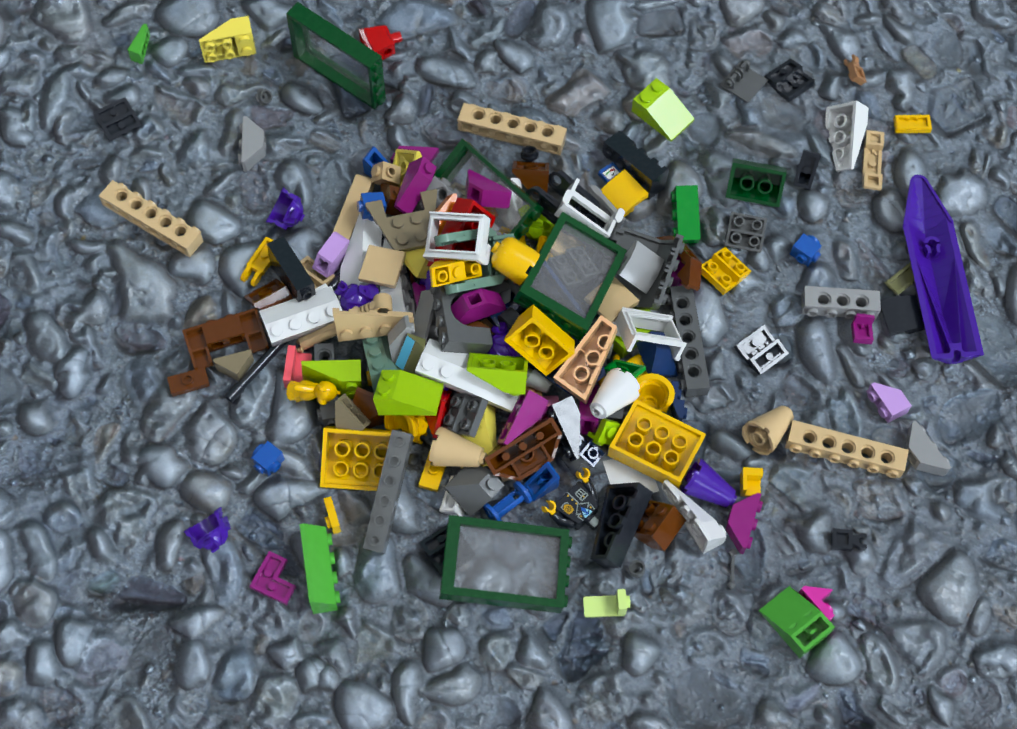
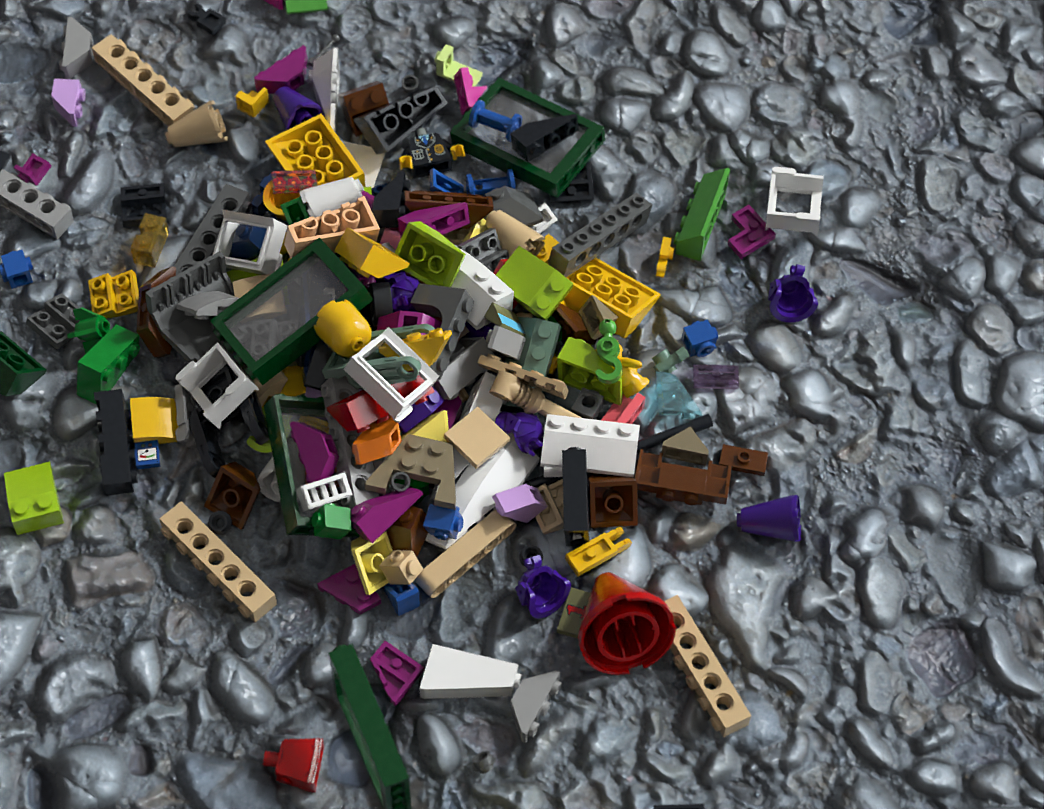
camera: 150 degrees left, 5 degrees down
(141, 339) = (773, 518): none -> dark purple cone
(218, 209) = (624, 626): none -> red cone
(227, 594) = (789, 181): none -> white piece
(245, 444) = (715, 379): none -> clear purple tile
(255, 215) = (573, 612): none -> olive tile
(264, 401) = (674, 398): none -> clear light blue slope
(280, 427) = (666, 362): none -> sand green plate
(303, 139) = (466, 675): none -> white slope
(306, 231) = (529, 550): none -> black plate
(321, 375) = (608, 350): none -> bright green piece
(352, 122) = (395, 671): none -> magenta wing
(415, 204) = (400, 487): none -> dark grey hinge
(442, 154) = (331, 521): none -> green brick
(462, 162) = (304, 497): none -> white slope
(490, 546) = (541, 135): none -> black slope
(534, 546) = (480, 115): none -> blue hose
(579, 583) = (466, 93): none -> dark pink slope
(655, 404) = (292, 181): none -> clear pink tile
(714, 226) = (90, 328): none -> green brick
(732, 324) = (149, 245): none -> clear yellow brick

